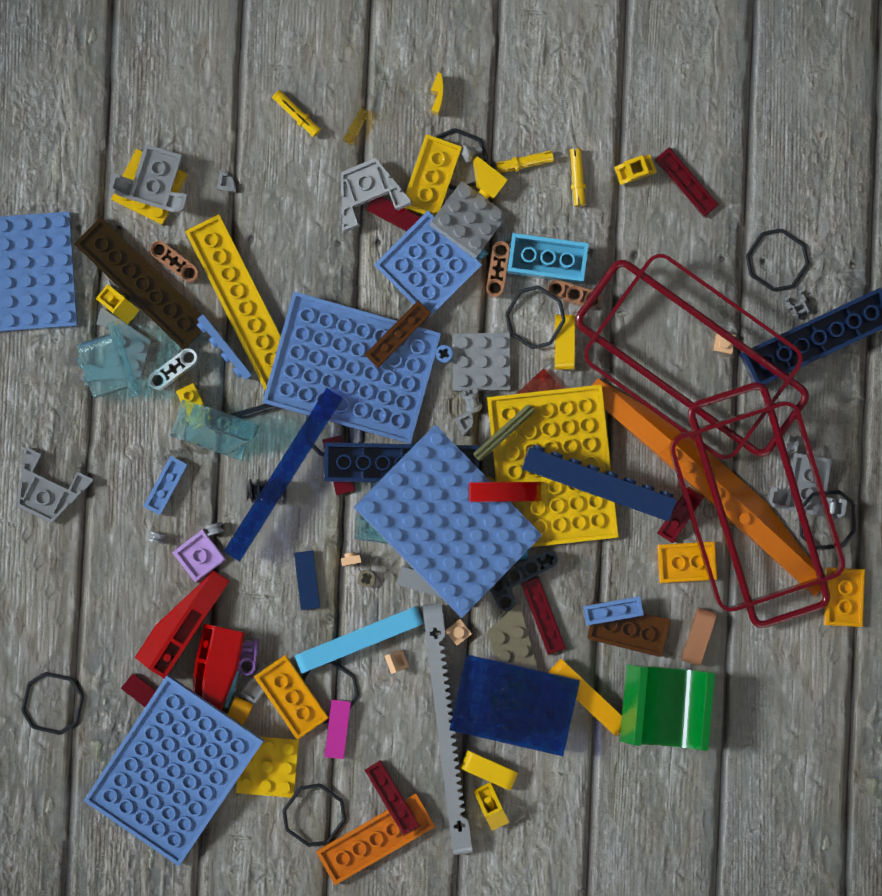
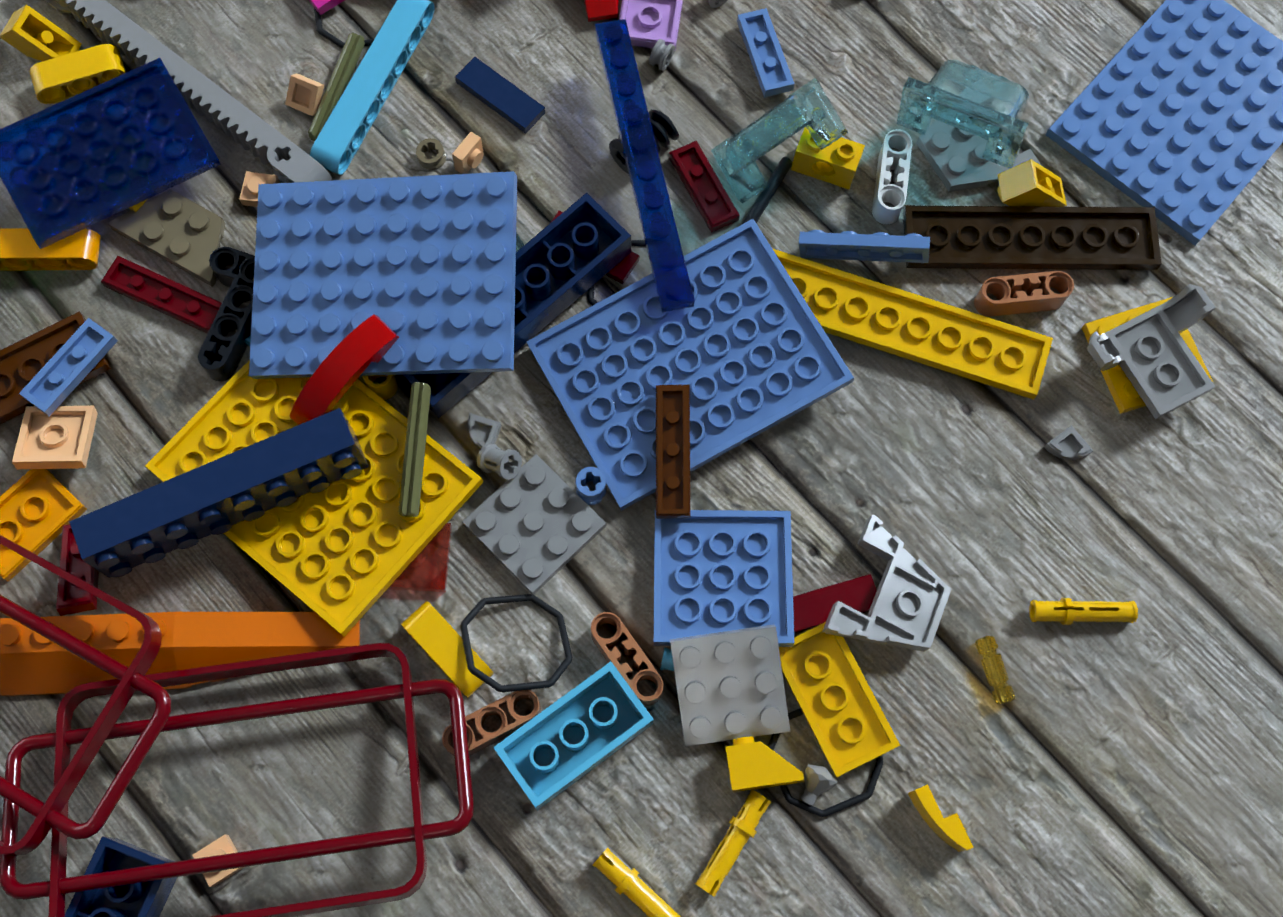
camera: 135 degrees right, 15 degrees down
(259, 447) = (704, 186): none -> dark red tile
(378, 653) = (338, 82): none -> olive axle
(646, 583) = (55, 440): none -> light nougat plate

